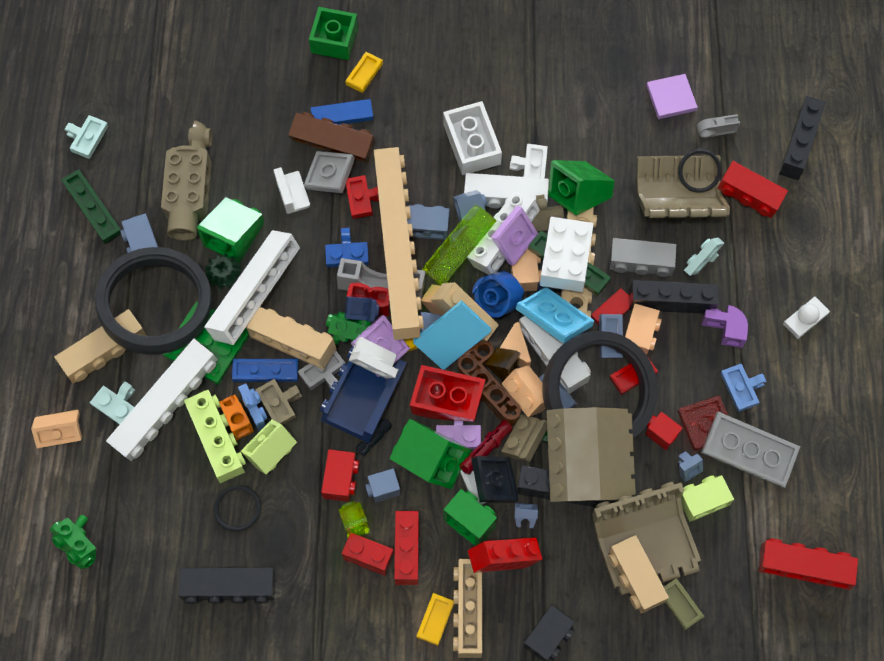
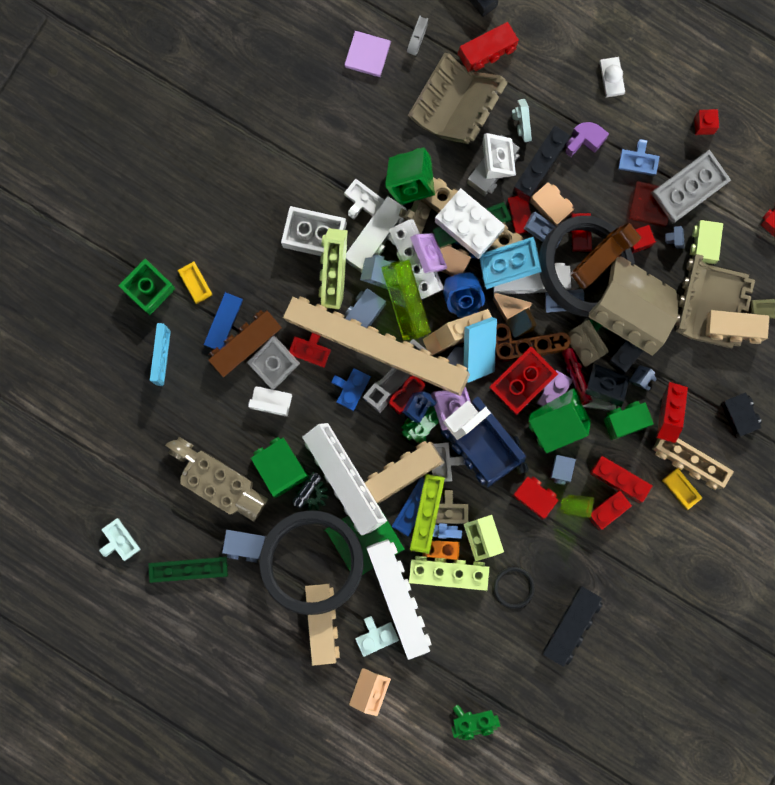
camera: 55 degrees left, 15 degrees up
(222, 258) = (306, 490): none -> black axle
(261, 379) = (427, 513): none -> lime tile
(277, 74) = (160, 354): none -> medium azure tile
(446, 165) = (333, 268): none -> yellowish green brick
(526, 390) = (552, 319): light nougat brick -> none
(612, 392) = (604, 254): none -> reddish brown beam
(651, 248) = (498, 156): none -> white slope
(680, 170) = (434, 75): black tyre -> none
(826, 428) = (706, 122): none -> red brick

